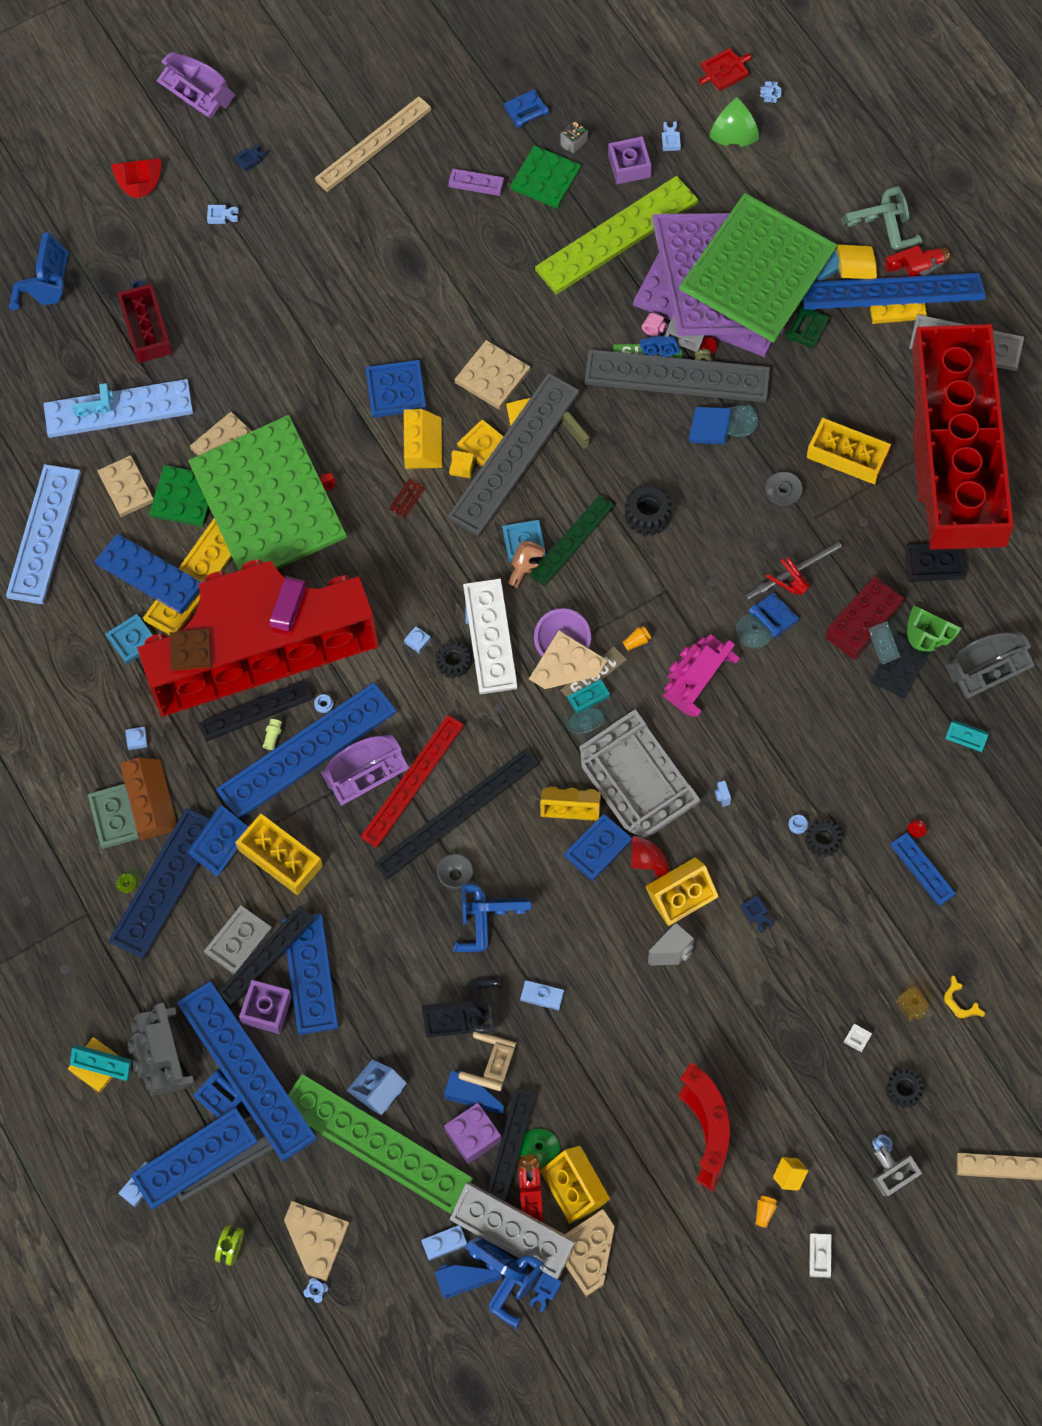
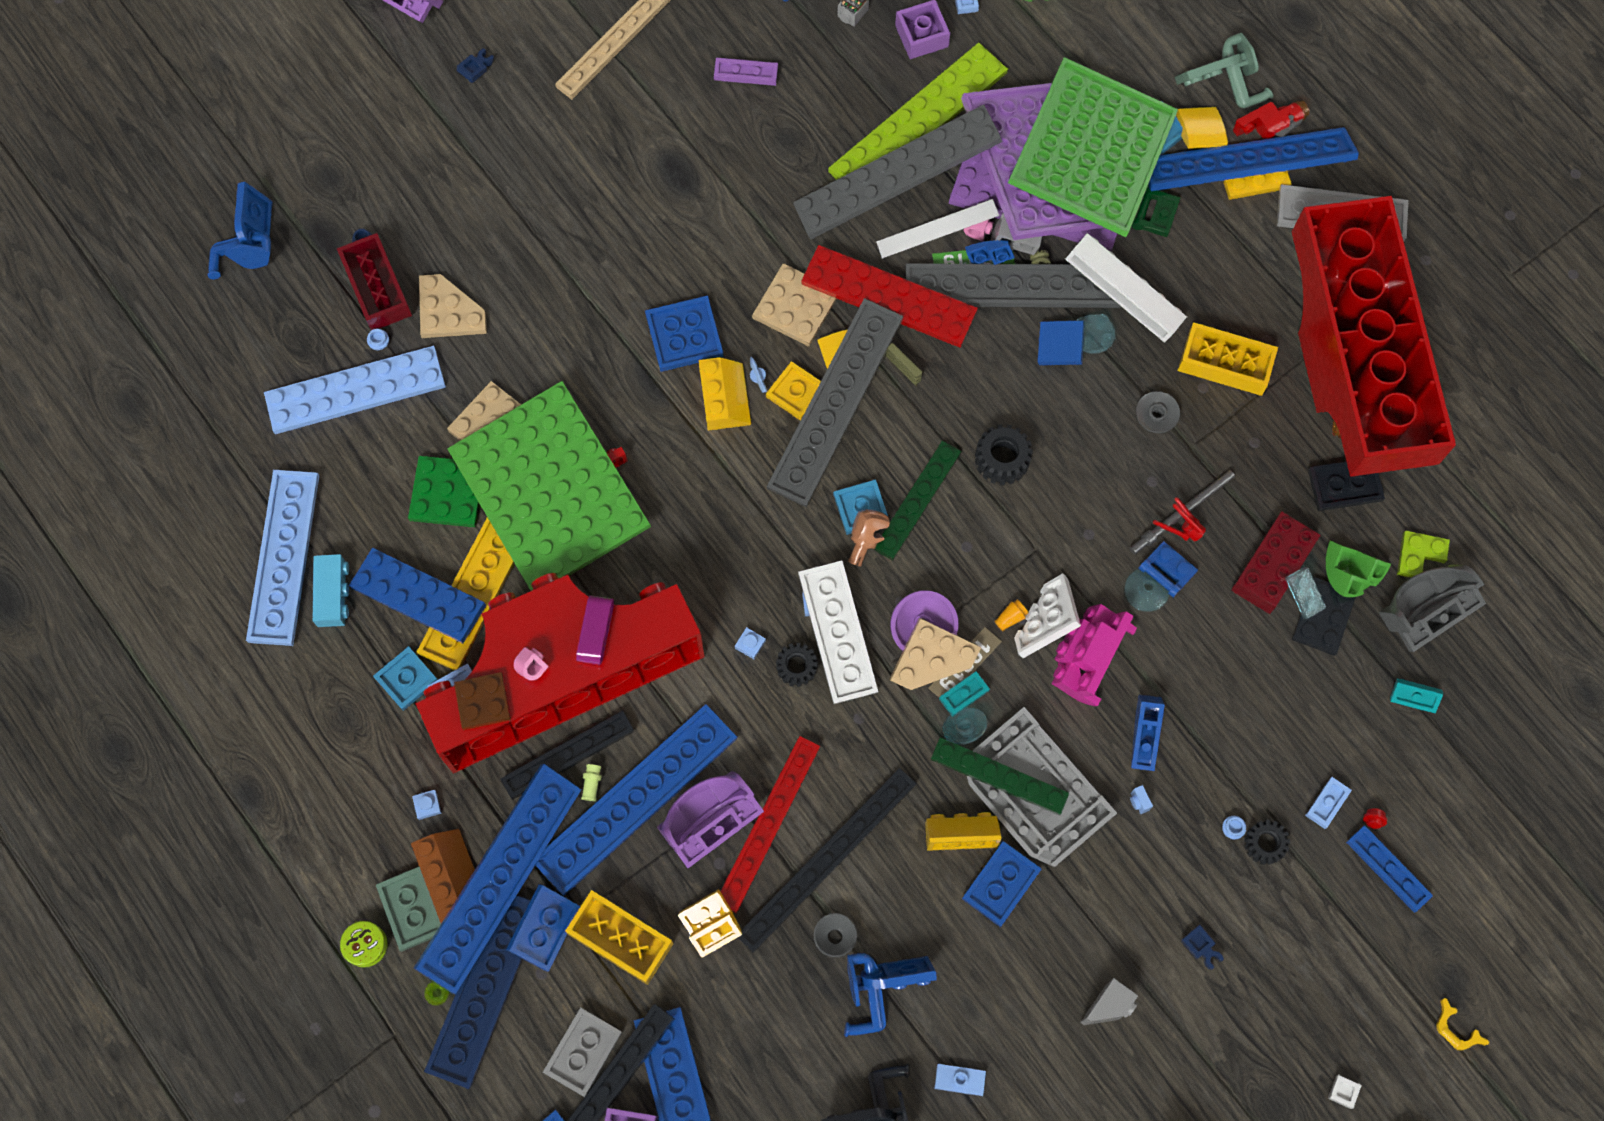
camera: 10 degrees left, 5 degrees up
(72, 839) = (363, 944): none -> lime head
(78, 563) = (330, 590): none -> medium azure brick
(99, 407) = (331, 392): medium azure bracket -> none
(125, 486) = (375, 486): tan plate -> none
(137, 177) = (344, 101): red brick -> none
(141, 370) = (377, 339): none -> light blue plate
(186, 797) = (497, 879): none -> blue plate
(202, 352) = (447, 309): none -> tan plate
(219, 214) = (447, 138): light blue plate -> none
(232, 624) = (530, 664): none -> bright pink plate
(323, 698) = (645, 730): light blue plate -> none
(354, 852) = (710, 923): none -> slope
(393, 507) = (707, 484): clear red tile -> none
(452, 428) = (758, 375): none -> light blue piece
(461, 464) = (774, 419): yellow panel -> none
(545, 177) = (826, 57): green plate -> none
(590, 273) = (897, 172): none -> dark grey plate
(593, 383) = (920, 306): none -> red plate
(607, 762) = (1000, 776): none -> dark green plate
(619, 323) = (937, 228): none -> white sticker
(648, 856) = (1063, 889): red brick -> none
(667, 643) = (1049, 618): none -> white plate
(682, 891) = (1109, 928): yellow slope -> none
(709, 343) = (1046, 244): red plate -> none
(735, 742) = (1147, 732): none -> blue slope
(770, 385) = (1126, 287): none -> white brick
(879, 812) = (1328, 802): none -> light blue plate
(913, 1004) = (1404, 1041): clear yellow brick -> none
(990, 618) = (1416, 548): none -> lime plate

